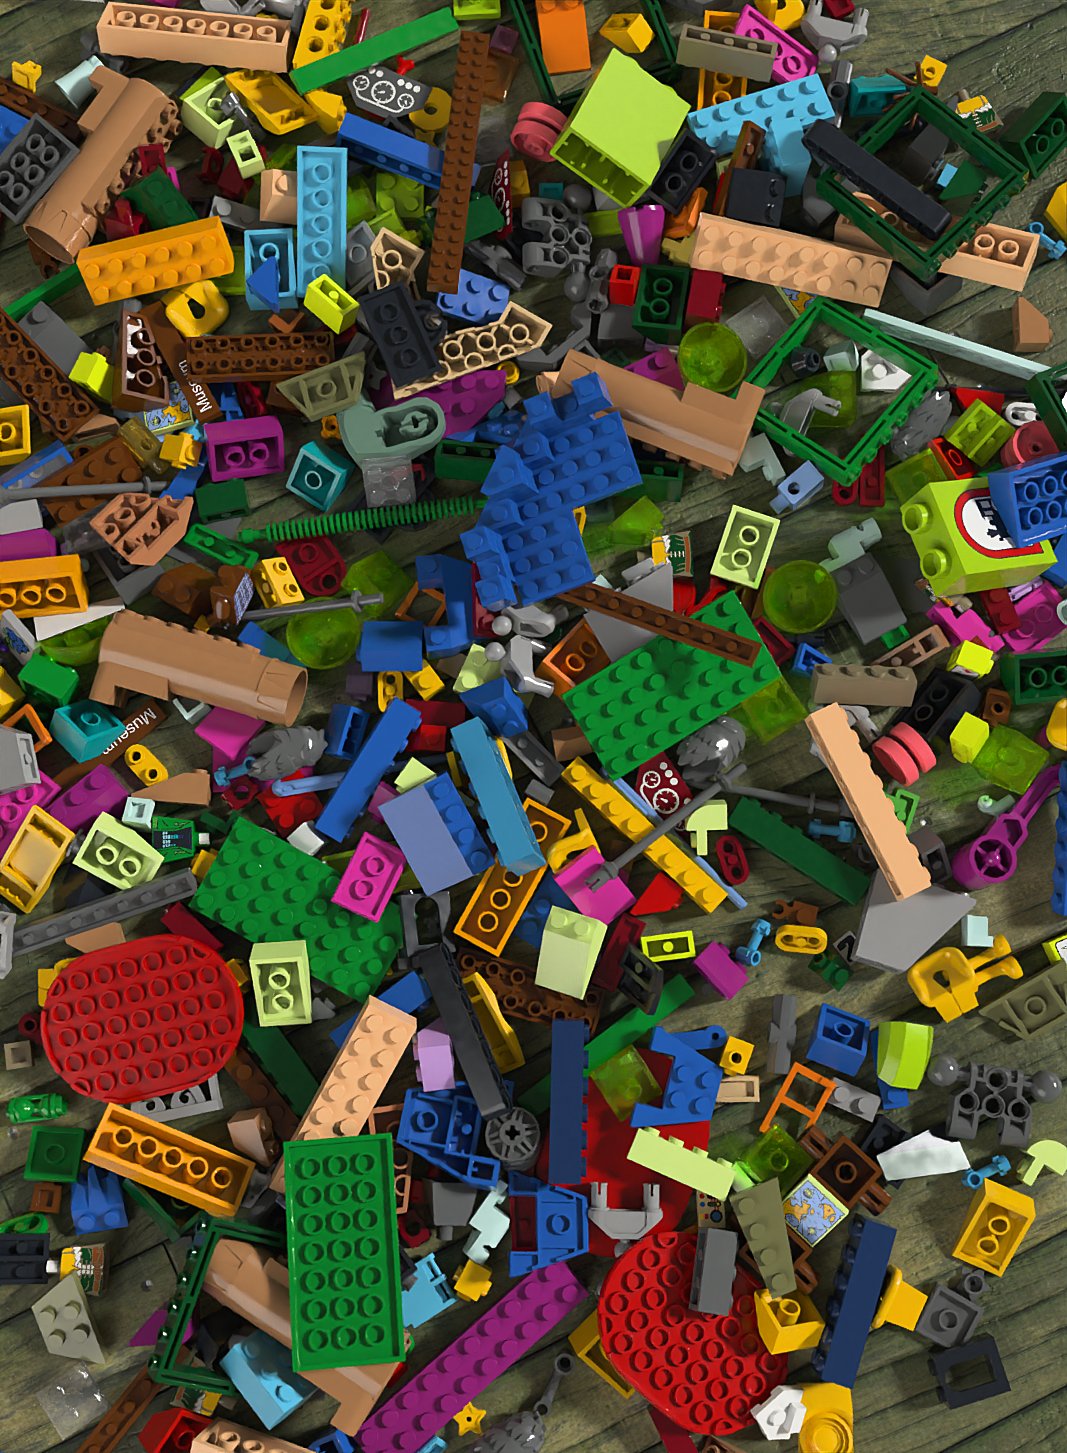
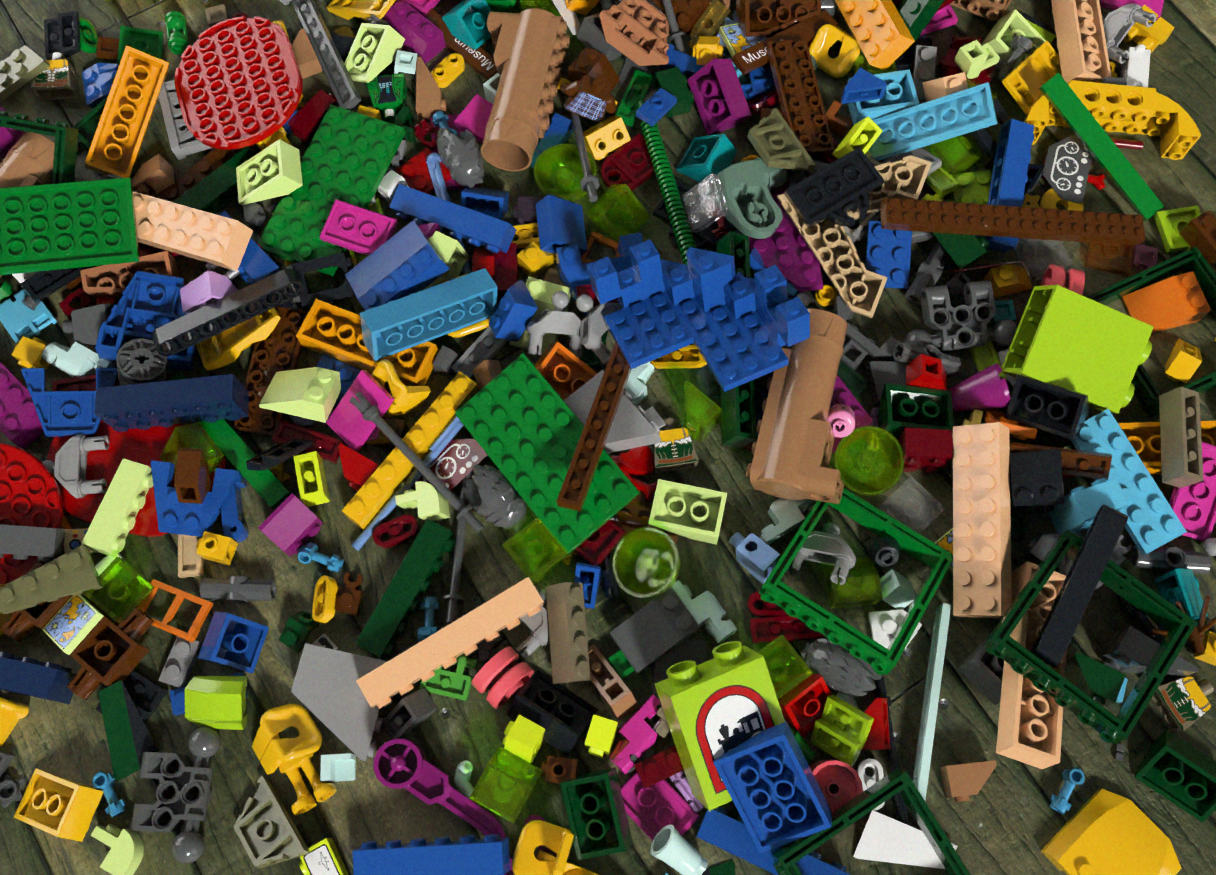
camera: 85 degrees right, 10 degrees down
(253, 518) = (656, 107): none -> blue plate
(664, 1072) = (191, 476): none -> reddish brown slope
(671, 374) = (841, 420): none -> bright pink head

